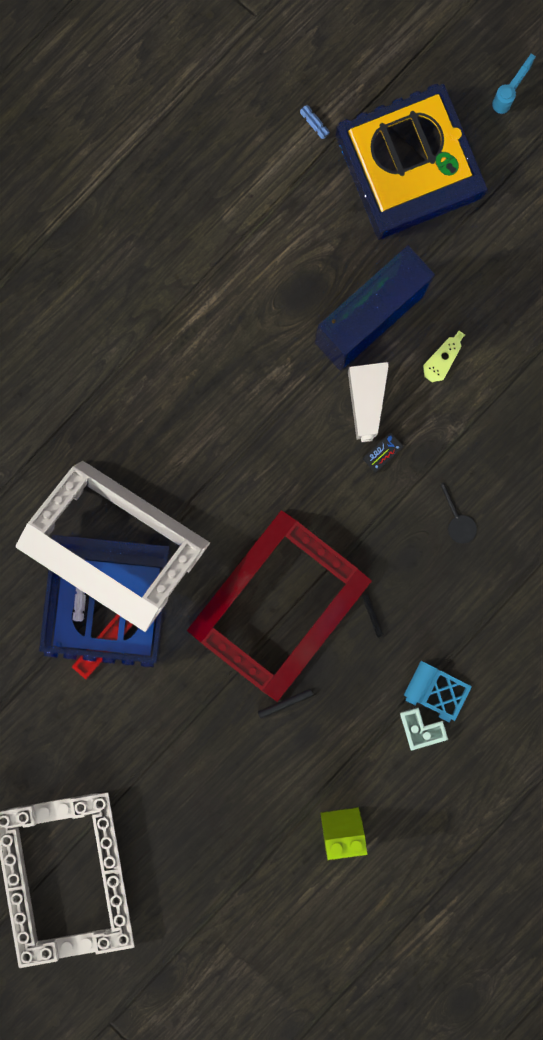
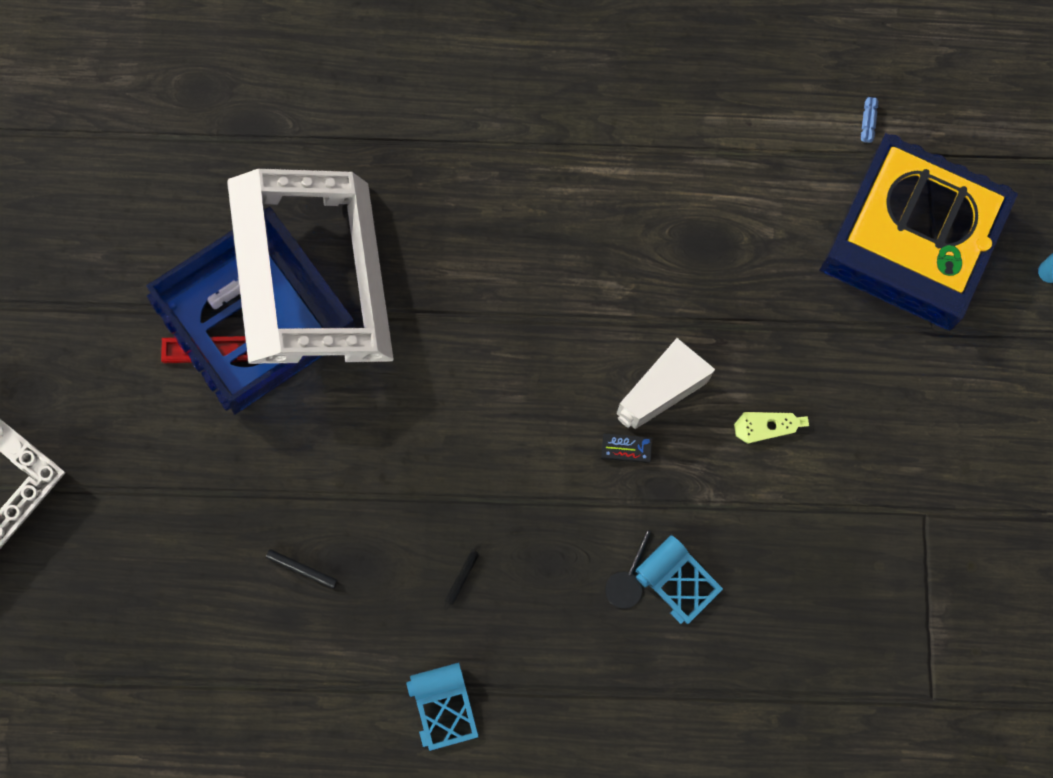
camera: 45 degrees right, 10 degrees down
(343, 833) = (215, 736): lime slope -> none
(354, 586) = (392, 538): dark red slope -> none
(374, 308) = (753, 304): clear blue door -> none
(421, 735) = (384, 728): light aqua brick -> none
(470, 493) = (663, 565): none -> dark azure piece

